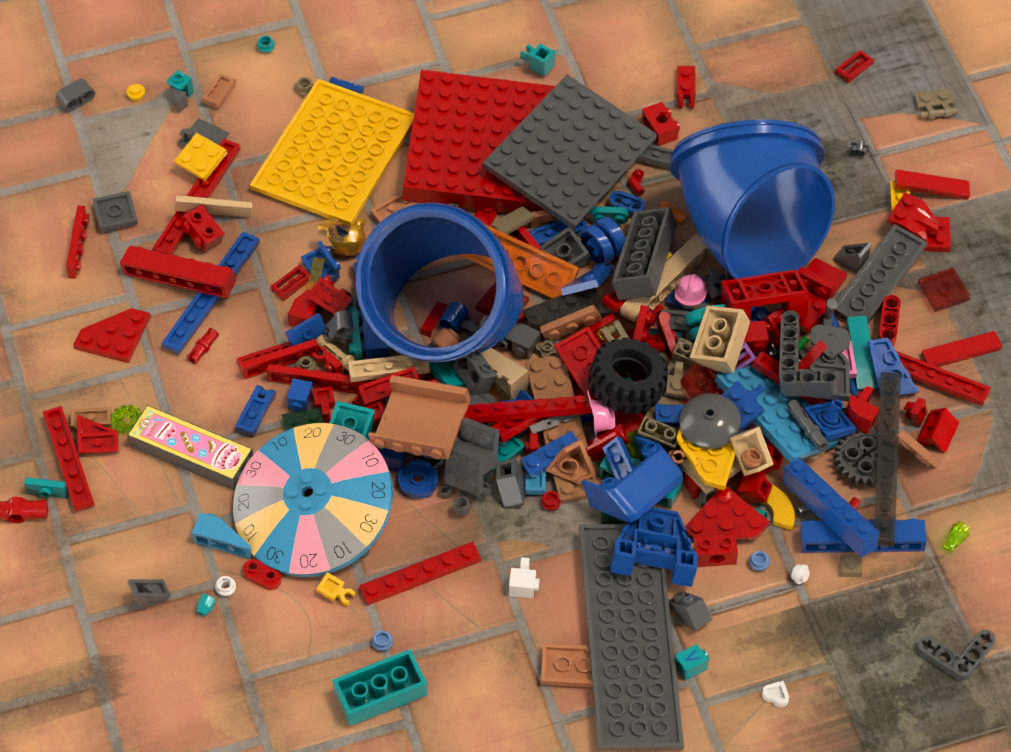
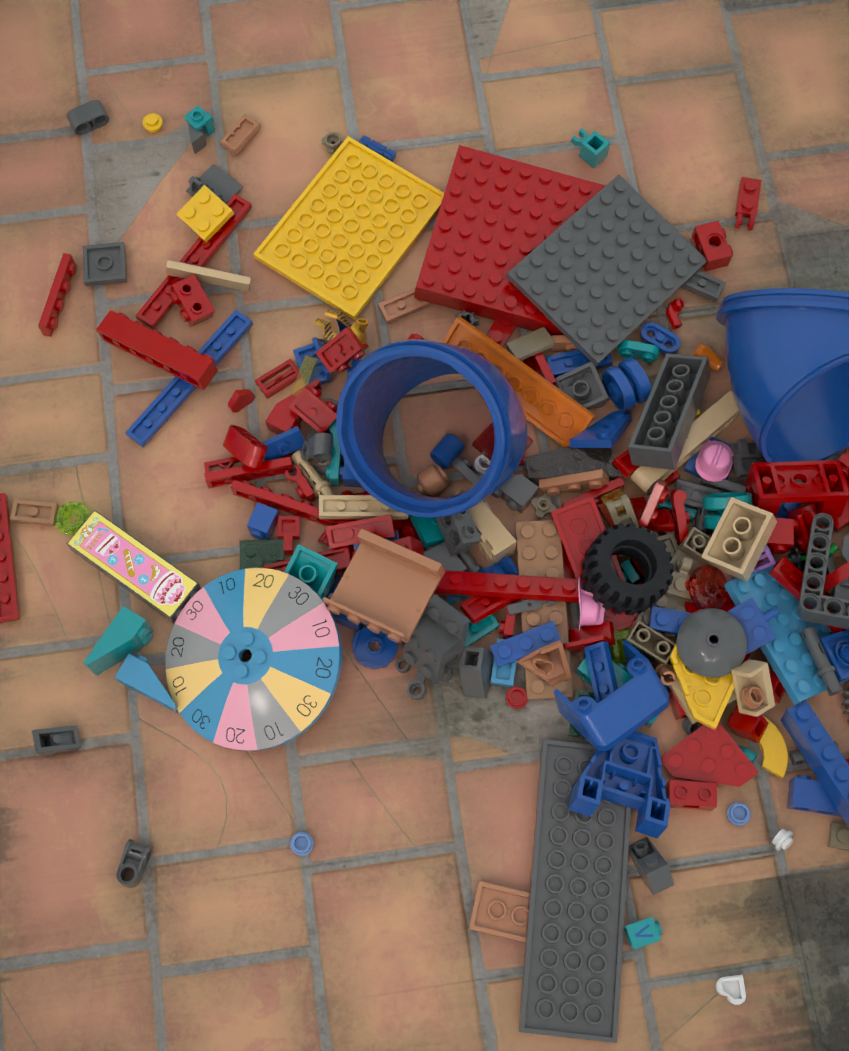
camera: 10 degrees right, 15 degrees up
(95, 437) = (33, 537): red wing -> none
(114, 336) = (79, 413): red plate -> none
(195, 497) = (123, 637): none -> teal slope
(202, 346) = (169, 441): red pin -> none
(205, 604) = (116, 765): teal hose -> none
(225, 581) = (136, 742): white plate -> none
(236, 674) = (133, 861): none -> dark grey piece
(255, 410) = (212, 531): blue plate -> none
(260, 303) = (240, 399): none -> red tile
(260, 574) = (184, 735): red plate -> none
(265, 44) = (300, 81): teal plate -> none
(273, 335) = (245, 446): none -> red beam
(306, 360) = (277, 489): dark tan plate -> none
(333, 587) = (257, 768): yellow plate -> none
(345, 246) = (341, 351): none -> red bracket
(380, 687) = (287, 908): teal brick -> none
(420, 573) = (357, 764): red plate -> none
(432, 319) = (424, 447): red piece -> none
(523, 581) = (470, 797): white brick -> none

